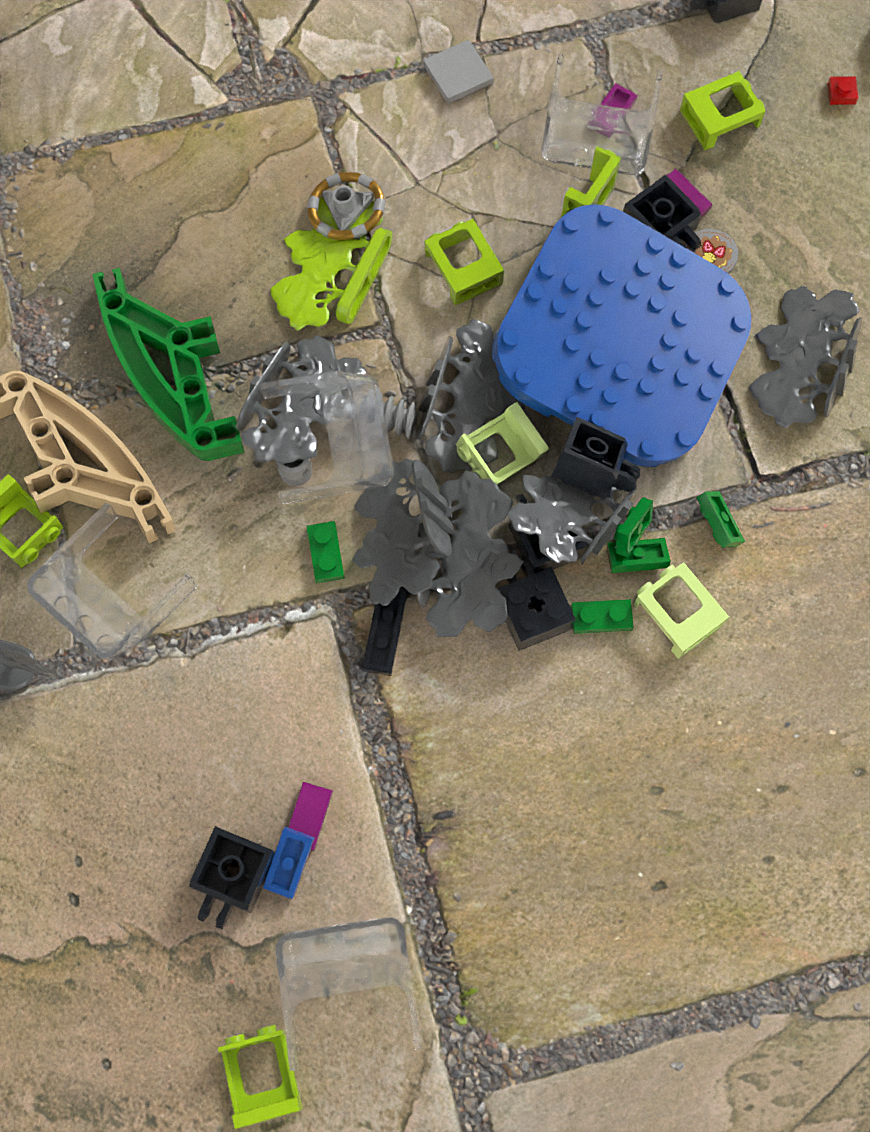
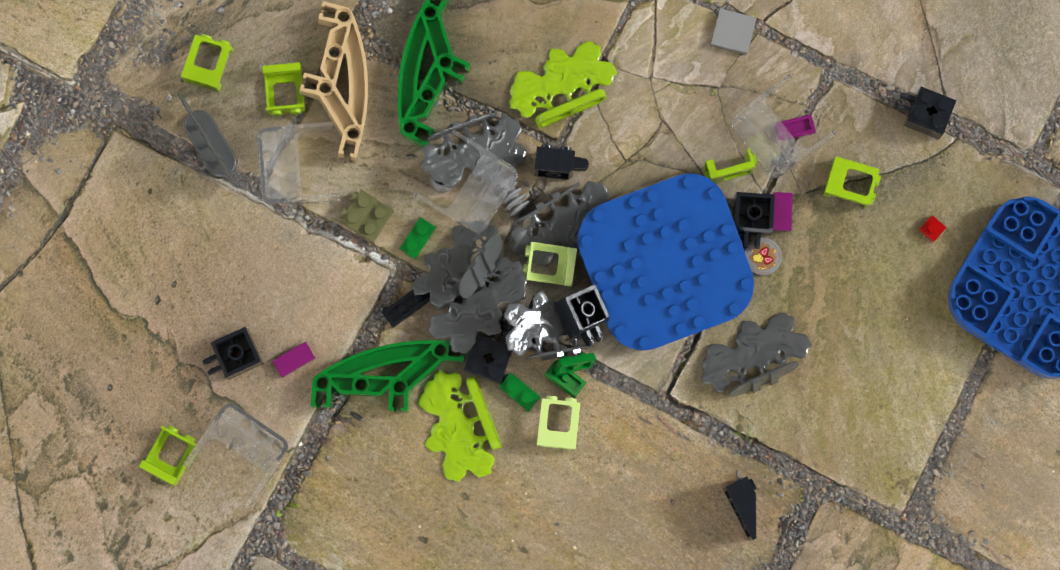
camera: 45 degrees right, 10 degrees up
(242, 578) = (366, 215): none -> olive plate
(288, 862) = (265, 373): blue plate -> none
(346, 205) = (597, 60): light grey piece -> none
(387, 772) = (348, 372): none -> green piece
(405, 336) = (558, 162): none -> black hinge
(472, 278) = (624, 160): lime window -> none
(574, 725) = (454, 431): none -> lime plant
(720, 519) = (623, 398): green plate -> none

